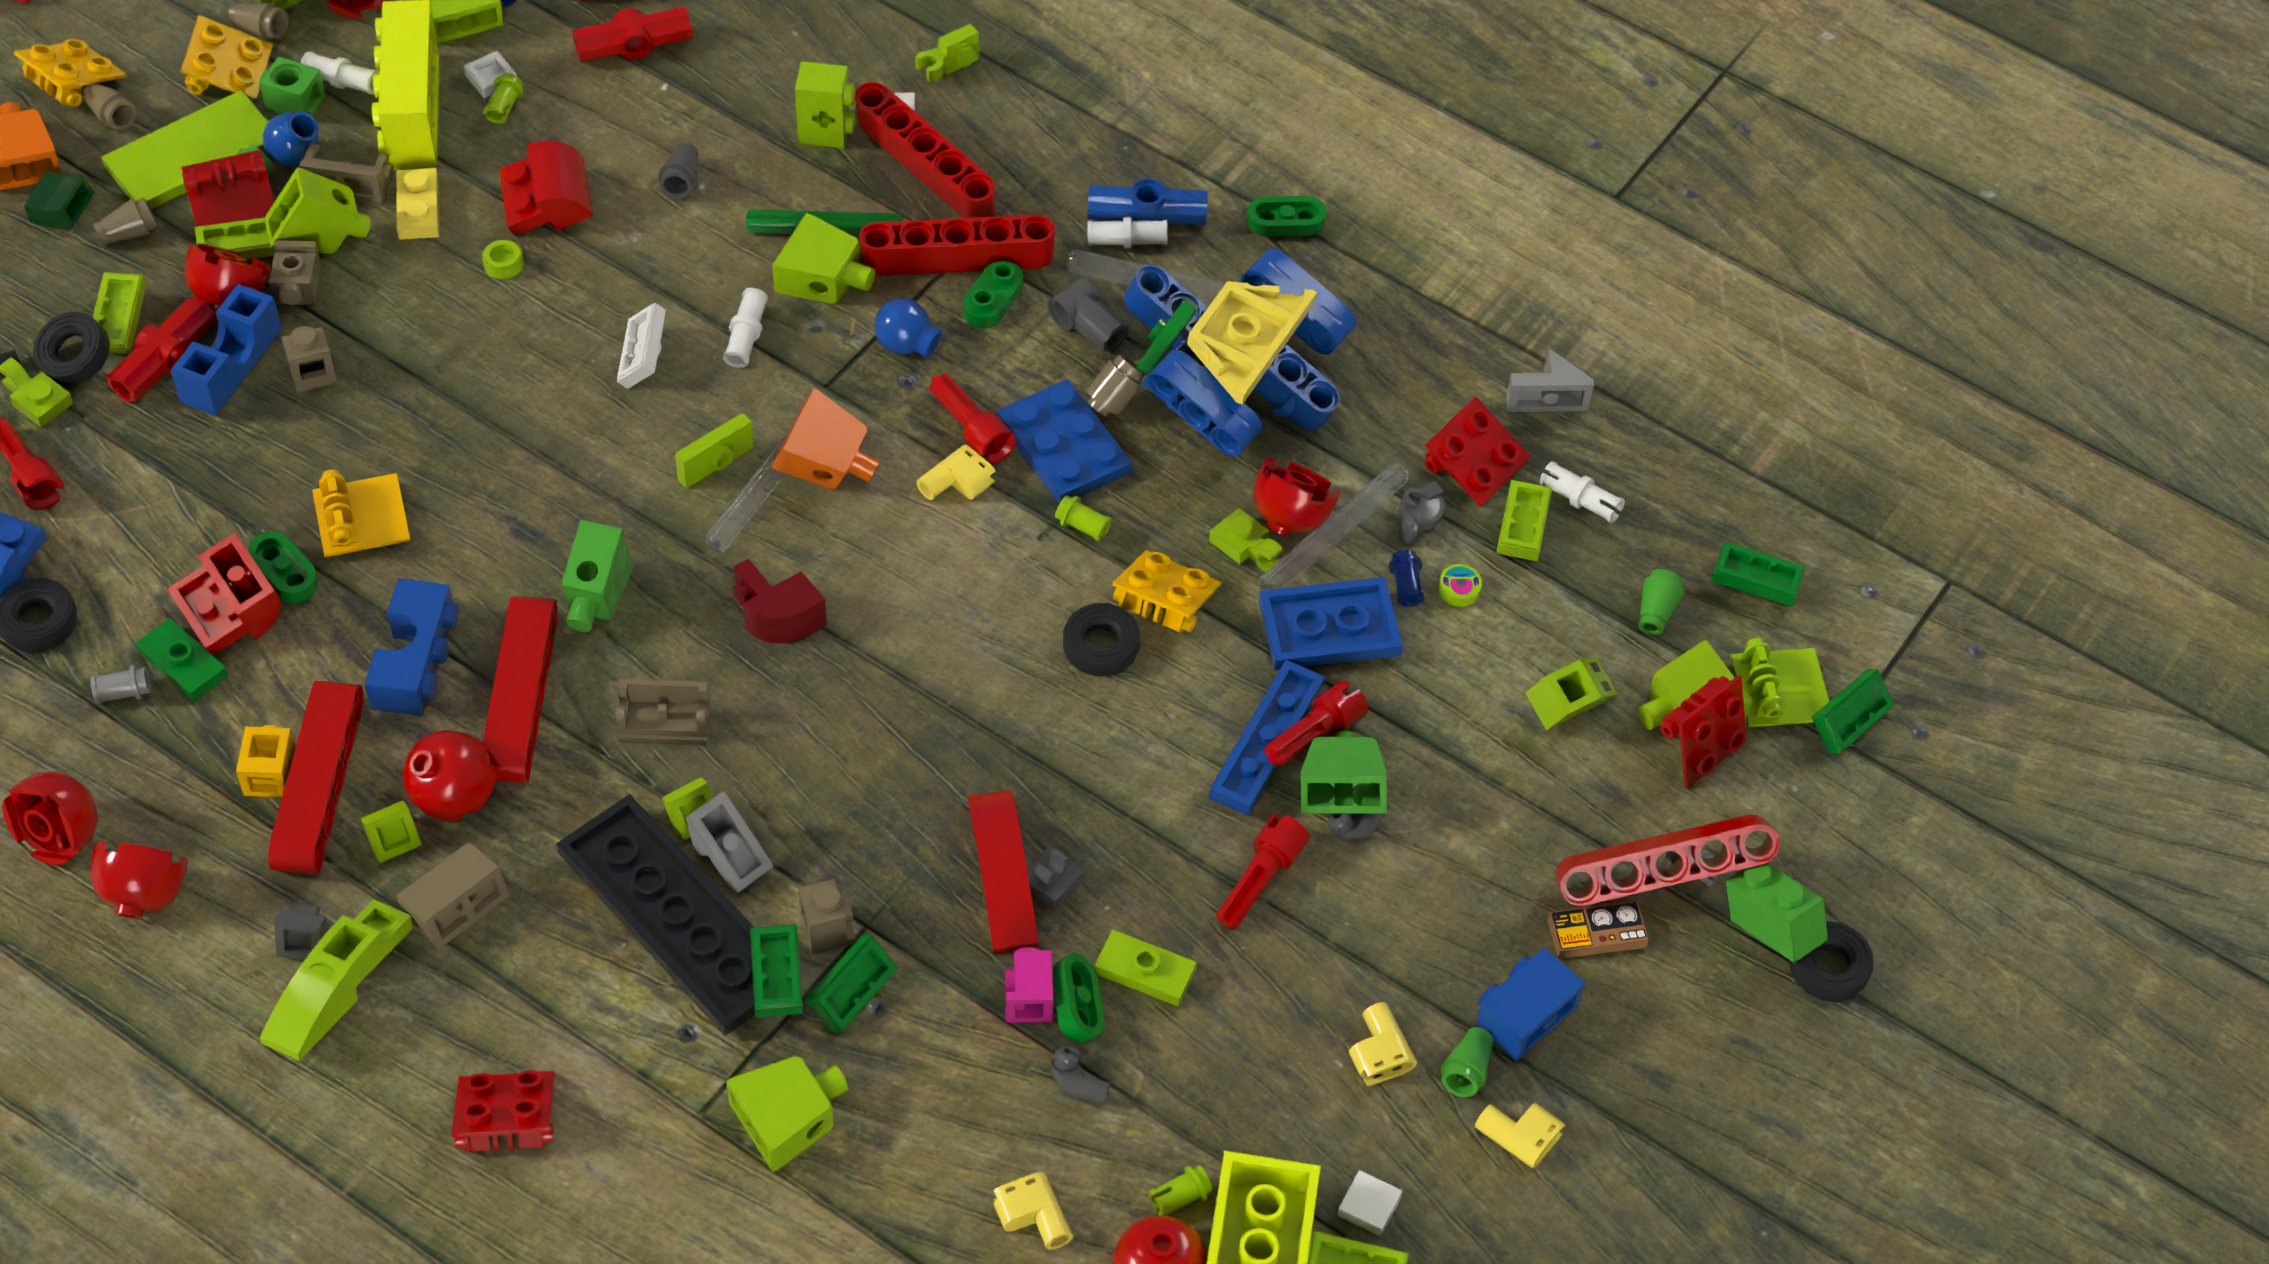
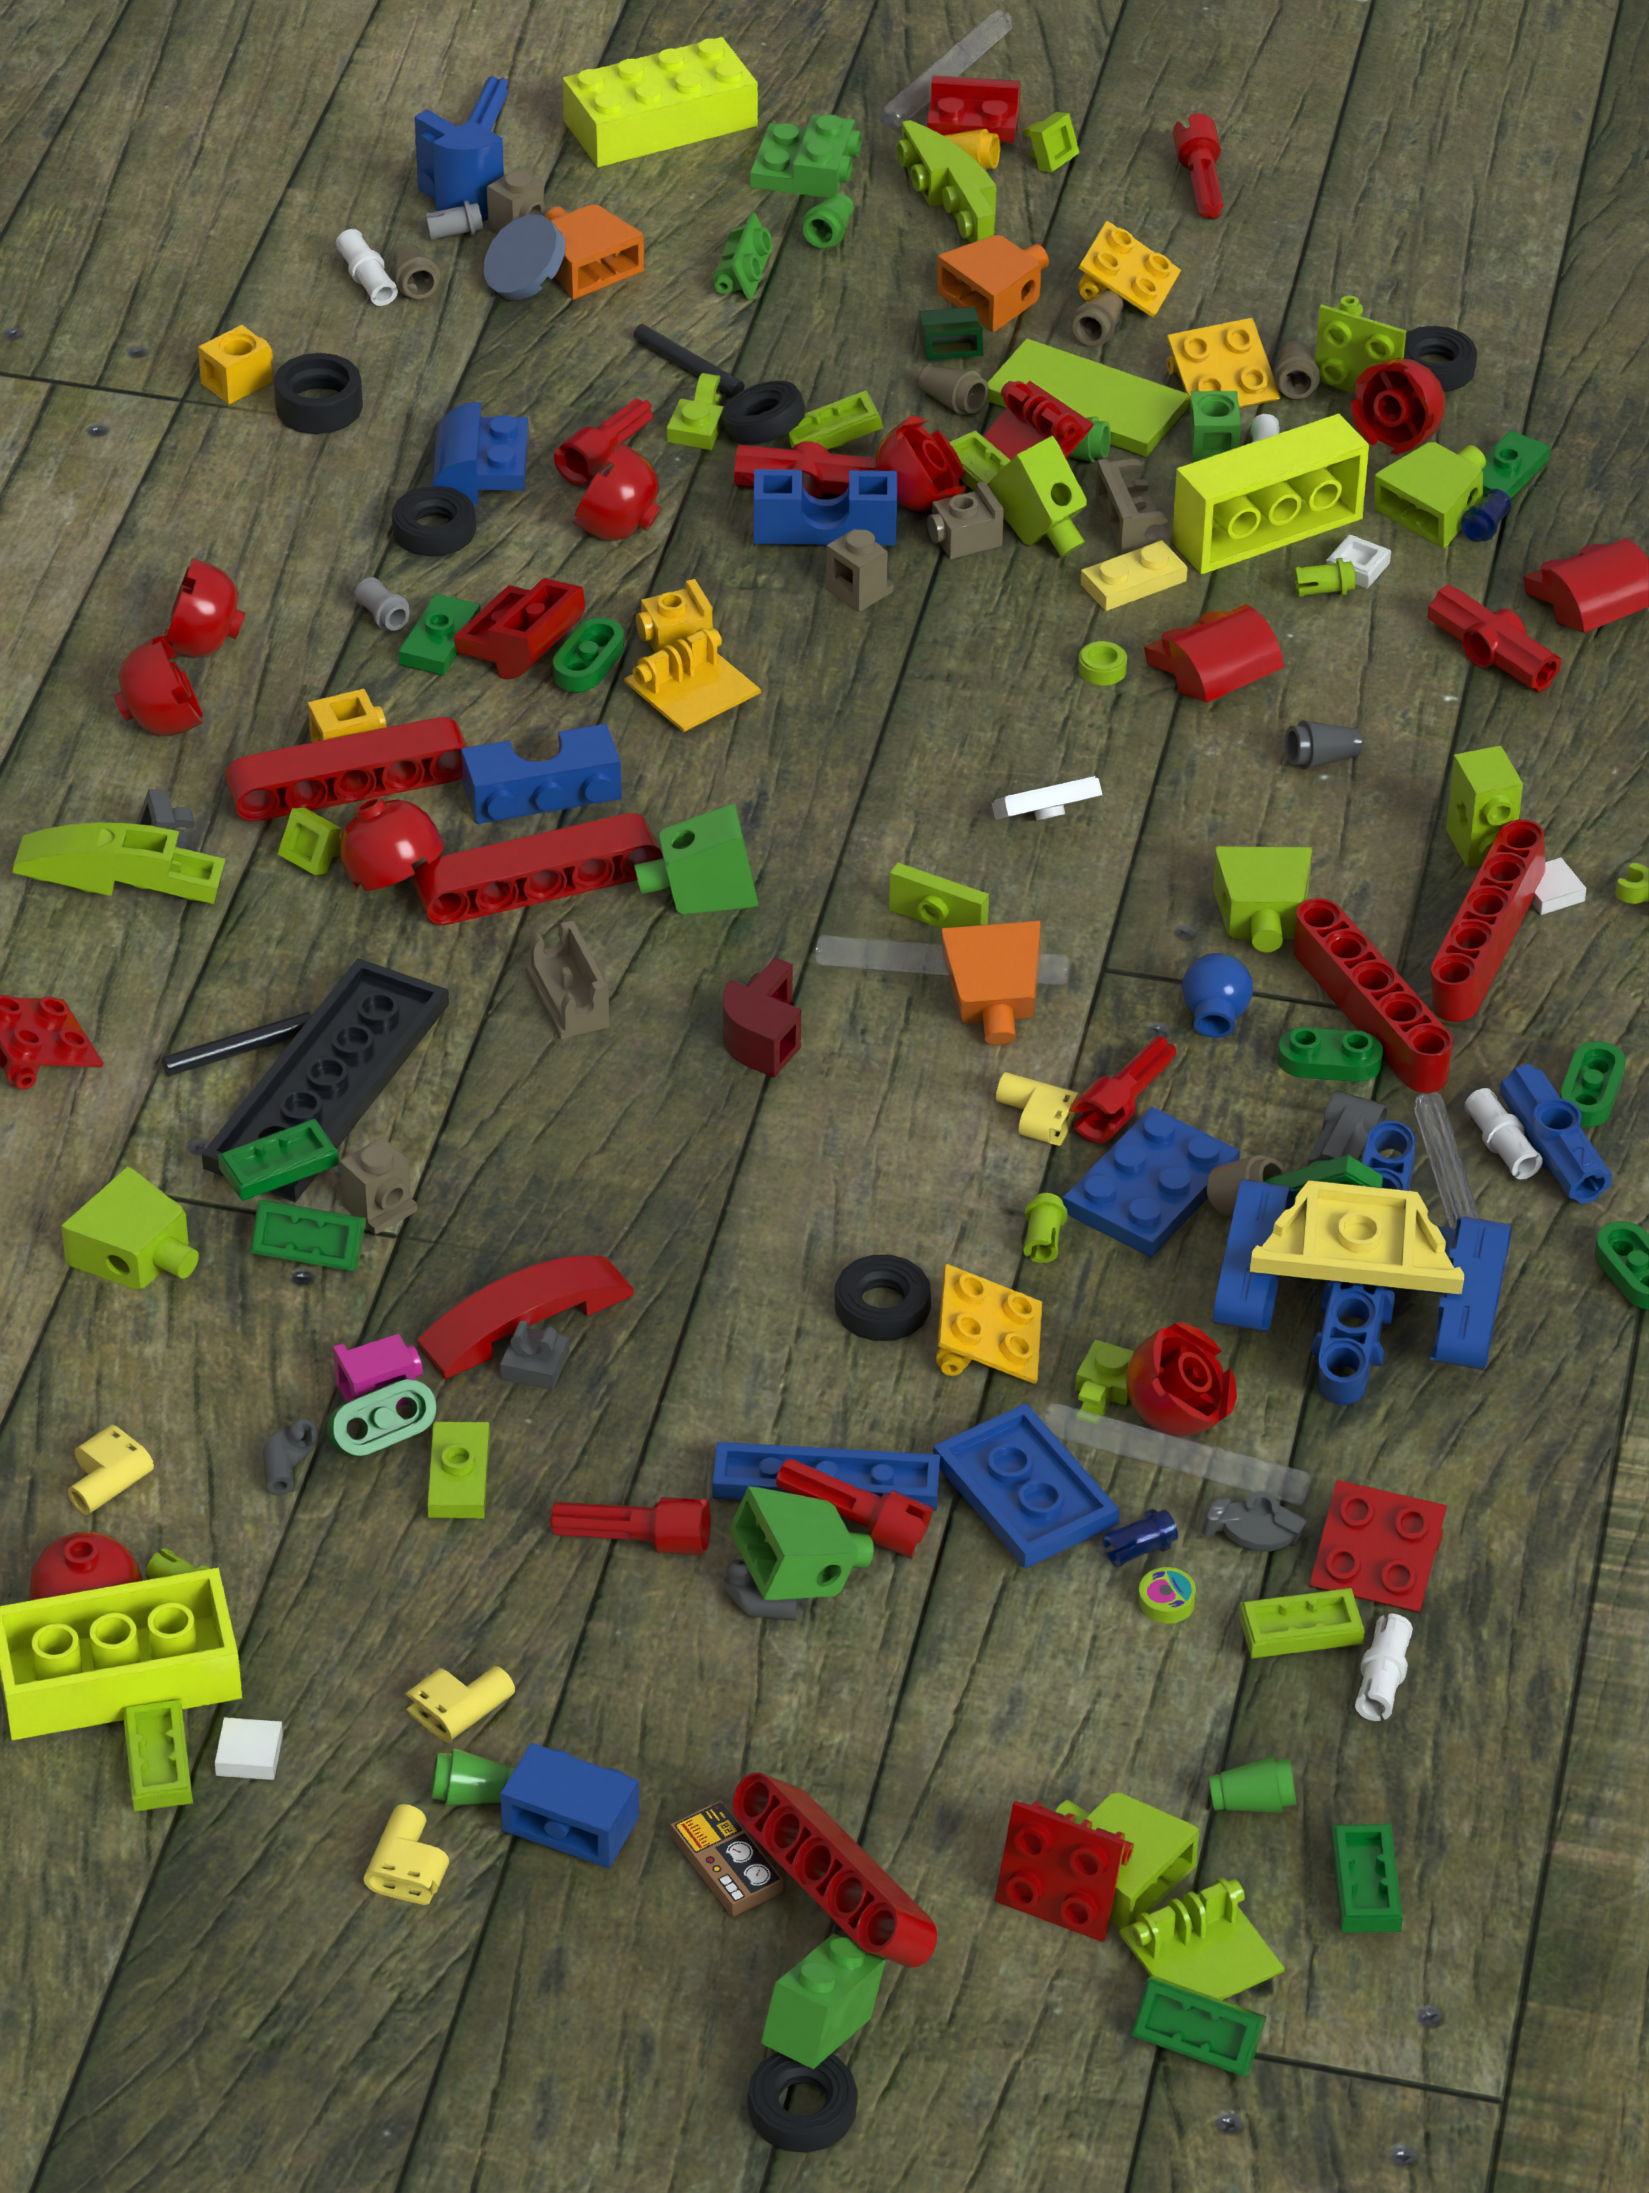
camera: 70 degrees right, 10 degrees down
(114, 475) = (620, 498): none -> red cylinder
(283, 494) = (674, 616): none -> yellow brick
(289, 136) = (1141, 440): blue piece -> none
(454, 895) = (259, 912): dark tan hinge -> none
(592, 965) = (234, 1044): none -> black bar
(684, 802) = (458, 1042): lime tile -> none
(728, 842) = (424, 1074): light grey slope -> none
(745, 328) = (1131, 870): white pin -> none
(787, 220) = (1332, 879): green axle -> none
(1109, 165) = (1594, 1081): none -> green plate
(1557, 389) = (1528, 1592): light grey slope -> none
(1570, 691) = (1055, 1729): lime slope -> none

